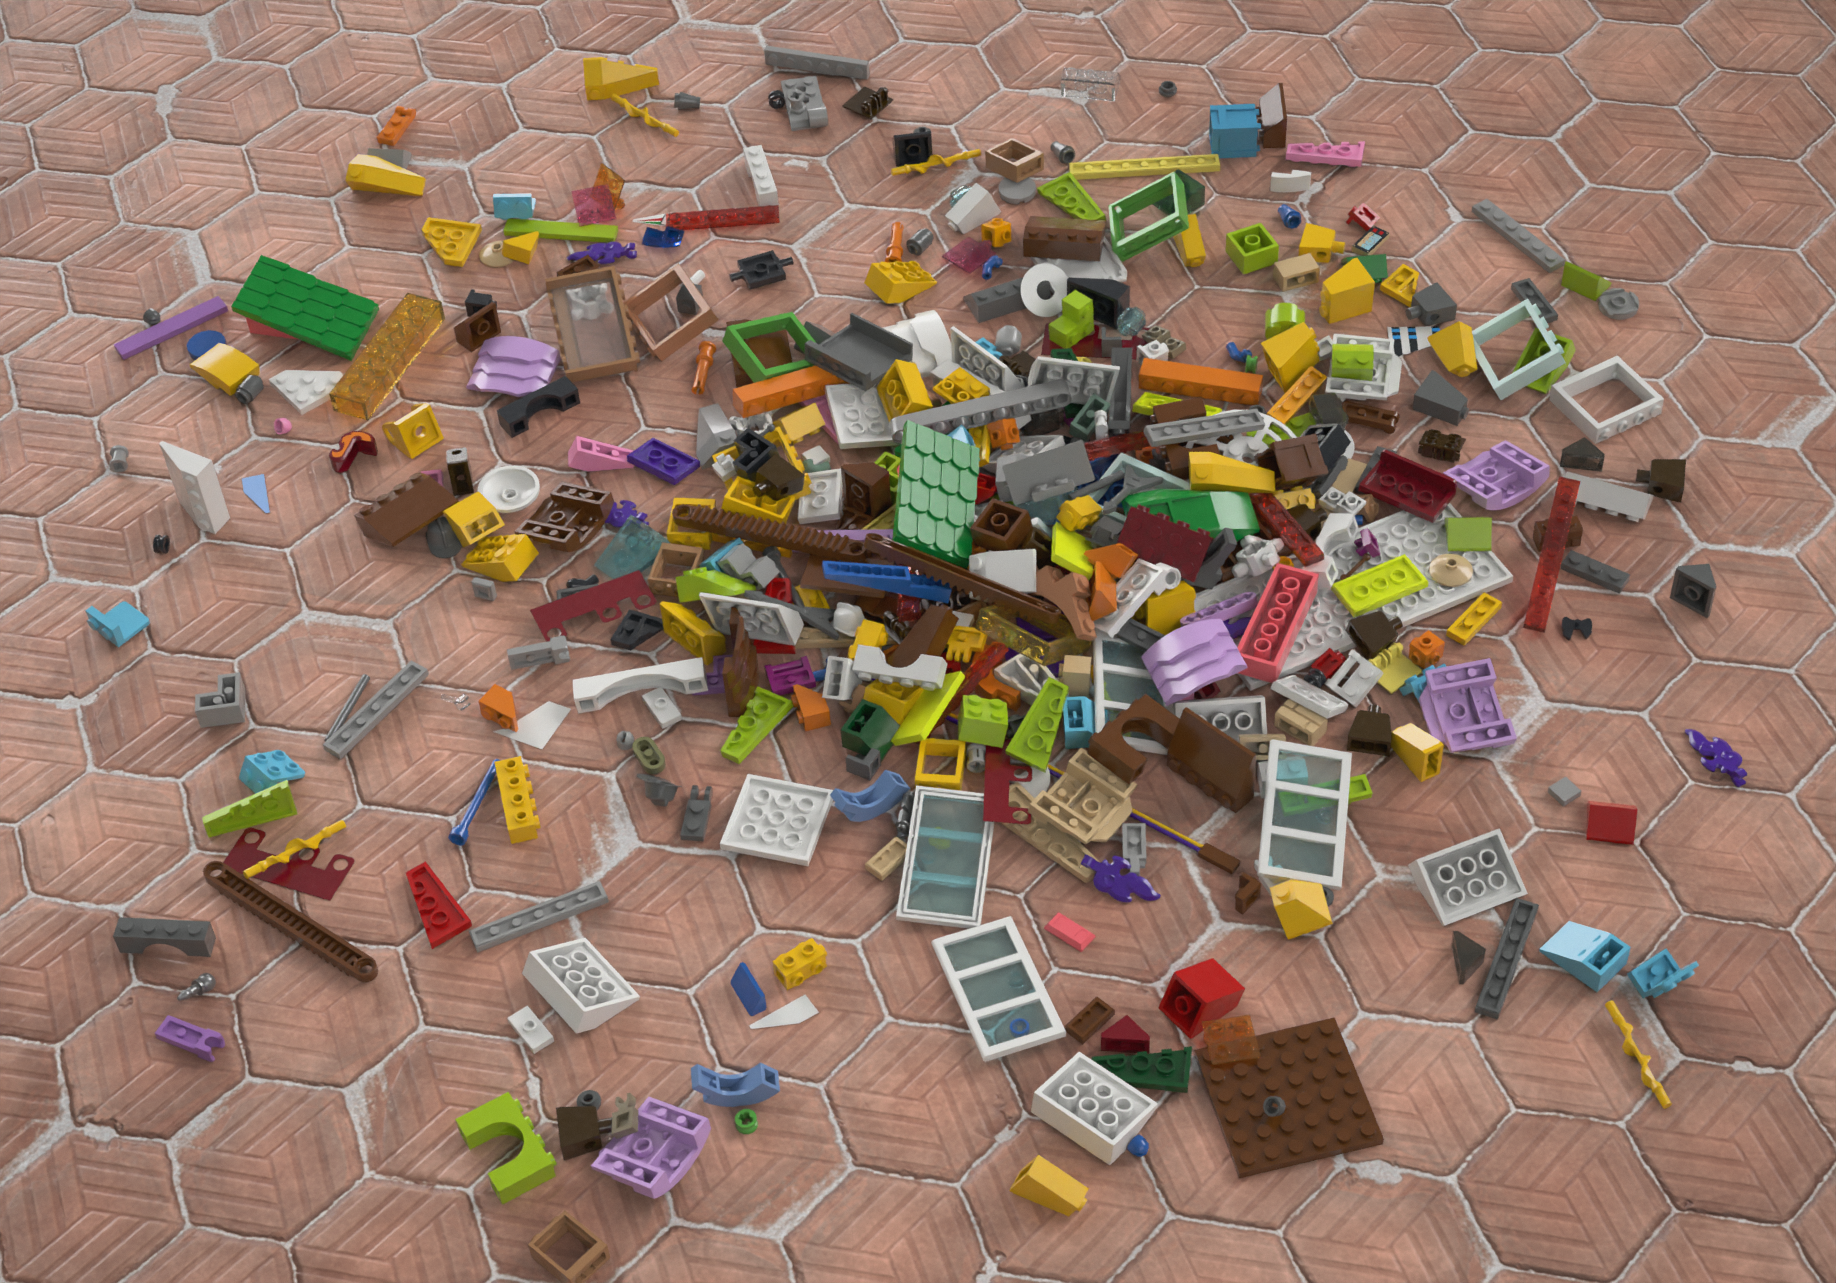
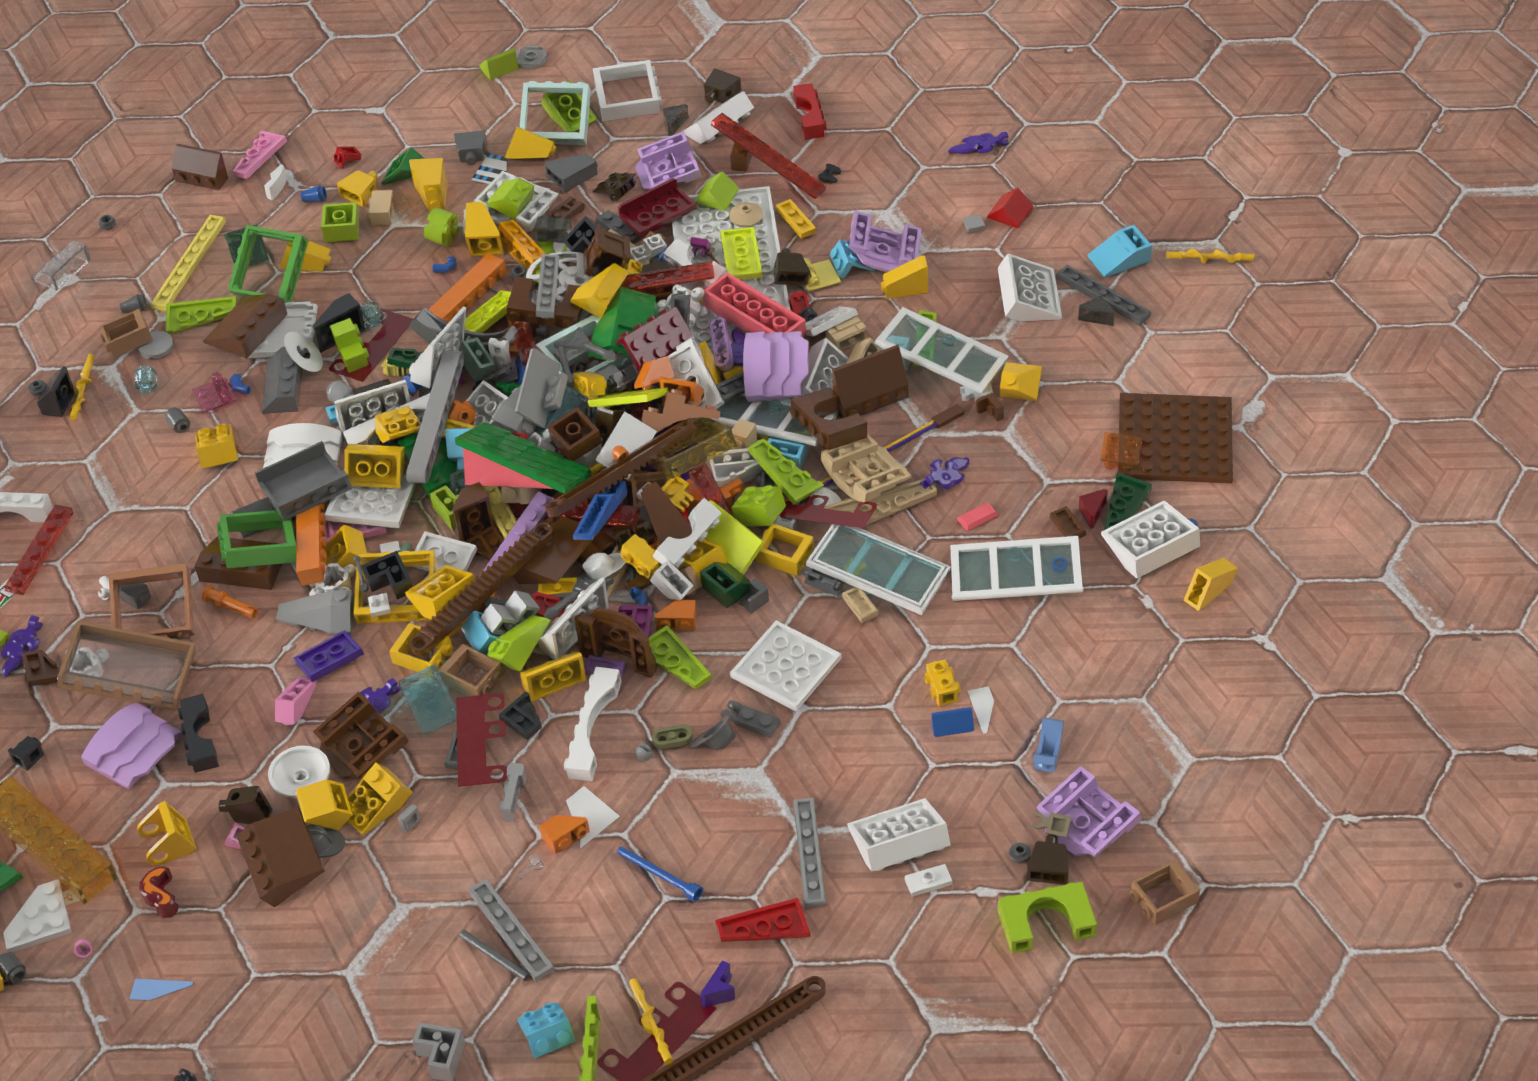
camera: 70 degrees left, 0 degrees up
(196, 487) = (148, 1019): white slope -> none
(343, 887) = (718, 987): none -> dark purple slope
(478, 328) = (58, 757): reddish brown slope -> none
(516, 800) = (675, 840): yellow brick -> none
(575, 582) = (443, 747): black arm -> none
(661, 707) = (620, 719): white plate -> none
(663, 239) = (35, 595): clear blue slope -> none
(746, 1114) = (1082, 757): bright green bush -> none
(761, 269) = (131, 534): black plate -> none
(778, 479) = (428, 563): dark brown torso -> none
(872, 801) = (797, 596): medium blue arch -> none
(894, 250) = (175, 440): orange pin -> none
(972, 210) = (167, 374): white slope -> none
(979, 567) = (619, 452): none -> orange hinge
(997, 232) = (206, 366): light orange brick -> none
(1109, 342) = (387, 335): dark grey panel -> none
(1134, 845) = (917, 456): light grey hinge -> none
(1152, 351) = (413, 308): white brick -> none
(1163, 336) = (399, 306): dark tan slope -> none
(1200, 995) = (1076, 456): red slope -> none
(1234, 130) = (198, 193): dark azure container -> none
(1251, 364) = (464, 260): bright green bush -> none
(1271, 1110) = (1194, 441): dark grey hinge -> none
(1359, 682) = (826, 290): white plate -> none
(1370, 241) = (374, 160): tile -> none
(1370, 732) = (874, 300): dark brown torso -> none
(1401, 284) = (433, 151): yellow wing -> none
(1426, 649) = (815, 248): orange brick -> none
(1518, 235) = (424, 84): light grey plate -> none
(1525, 290) = (500, 95): dark grey plate -> none
(1595, 571) = (791, 144): dark grey plate -> none
(1651, 583) = (813, 122): none -> red arch
(1659, 974) = (1159, 223): medium azure bracket -> none
(1694, 588) = (838, 100): dark grey slope -> none

